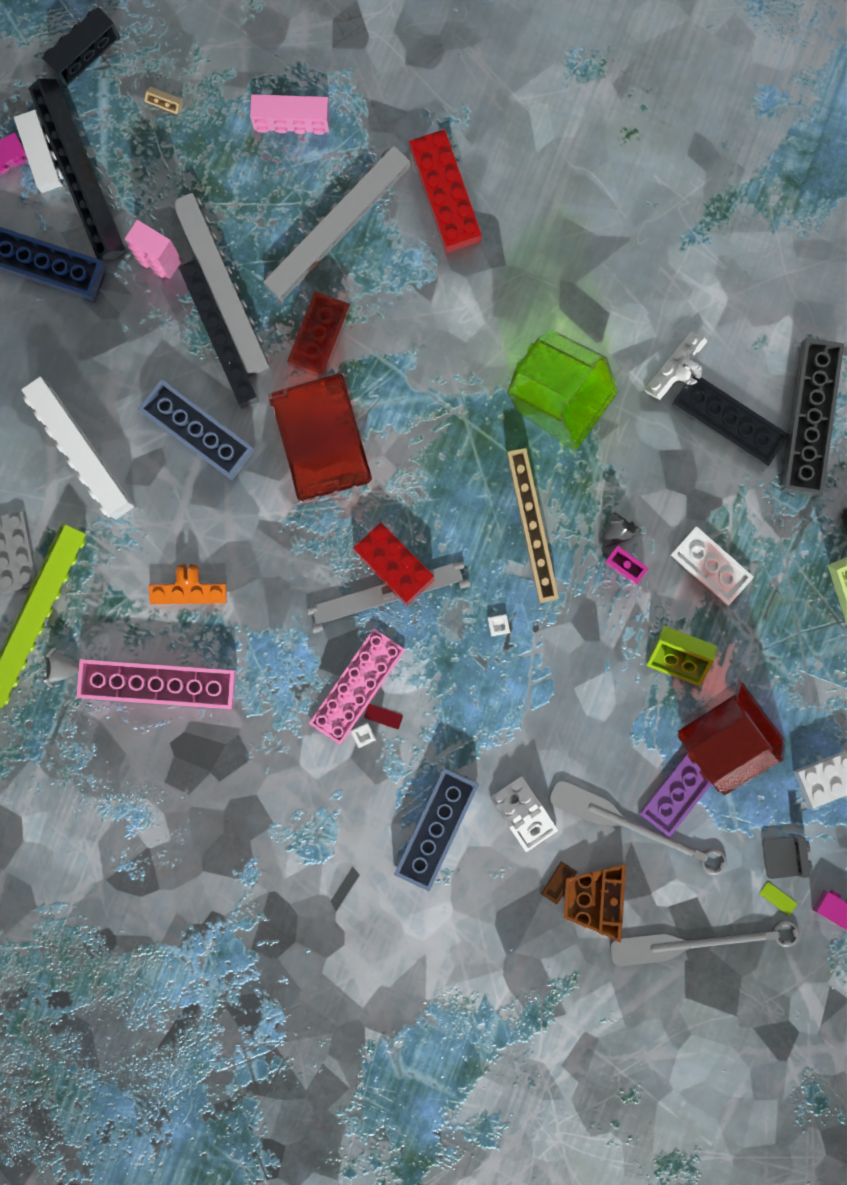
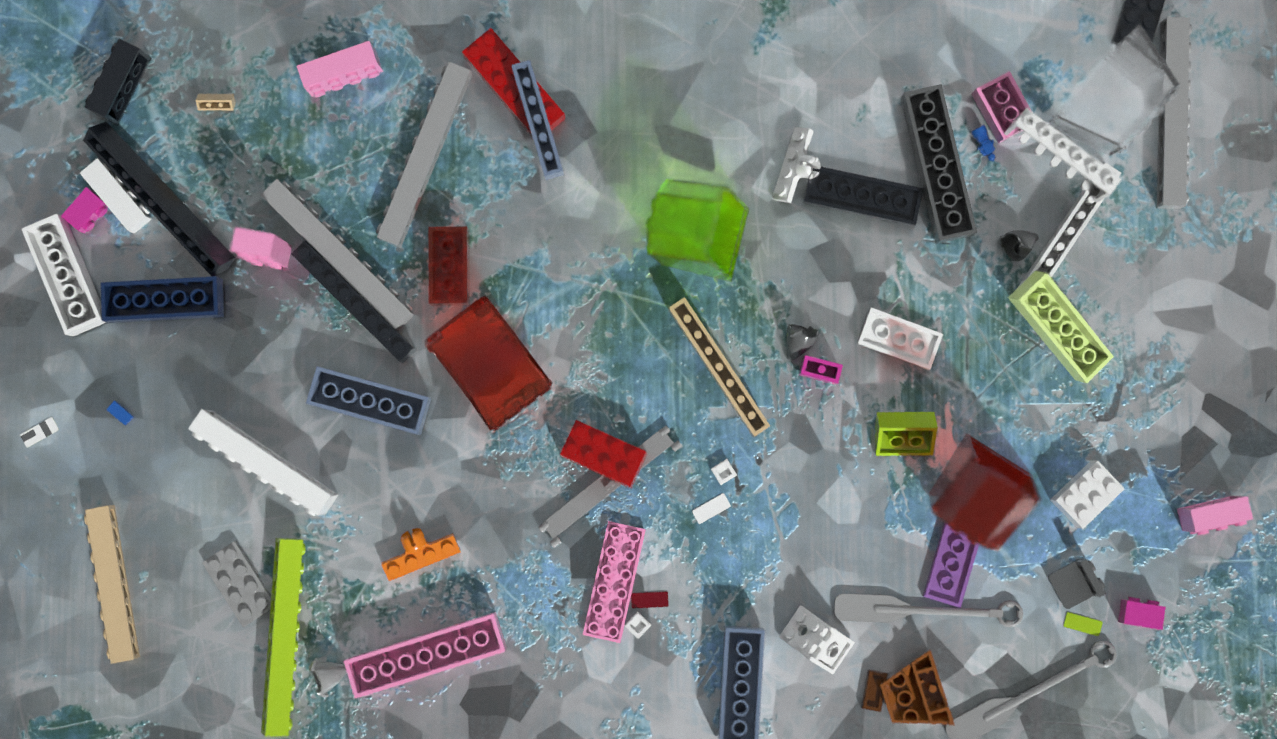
camera: 25 degrees left, 0 degrees up
(454, 230) = (537, 120): none -> sand blue brick
(473, 654) = (711, 508): none -> white sticker

